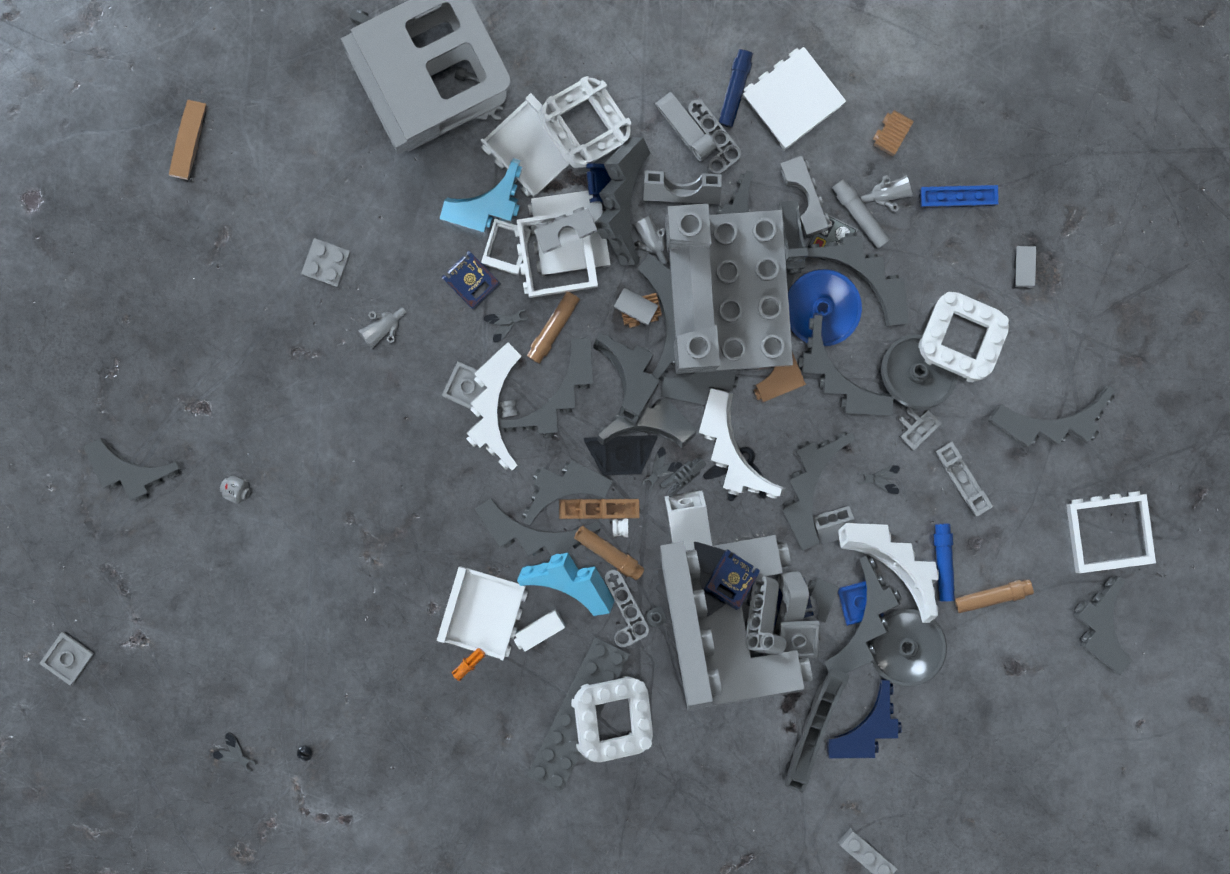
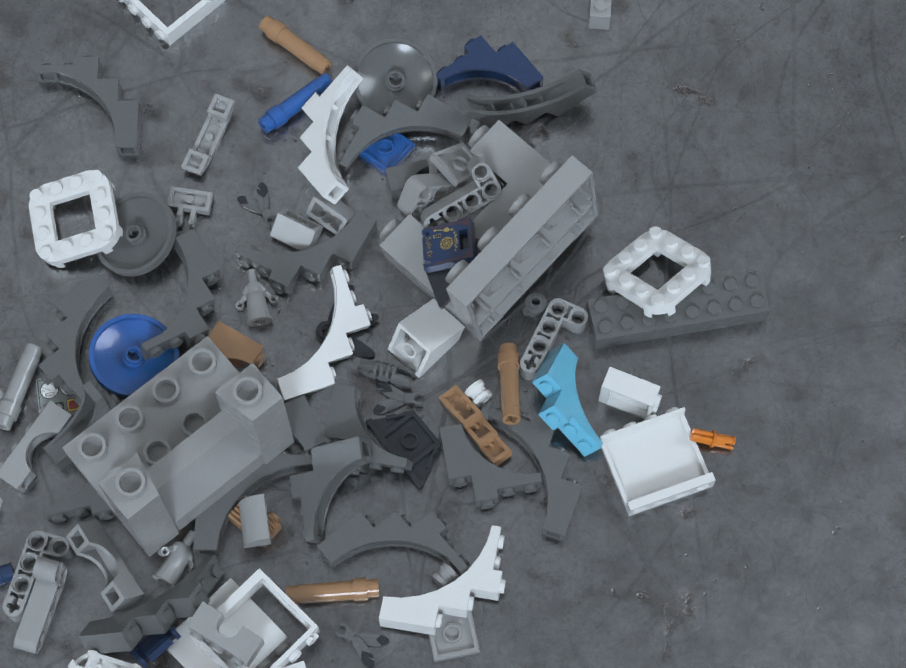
camera: 125 degrees left, 20 degrees down
(809, 425) = (257, 307): none -> light grey piece
(840, 490) = (296, 230): none -> light grey brick

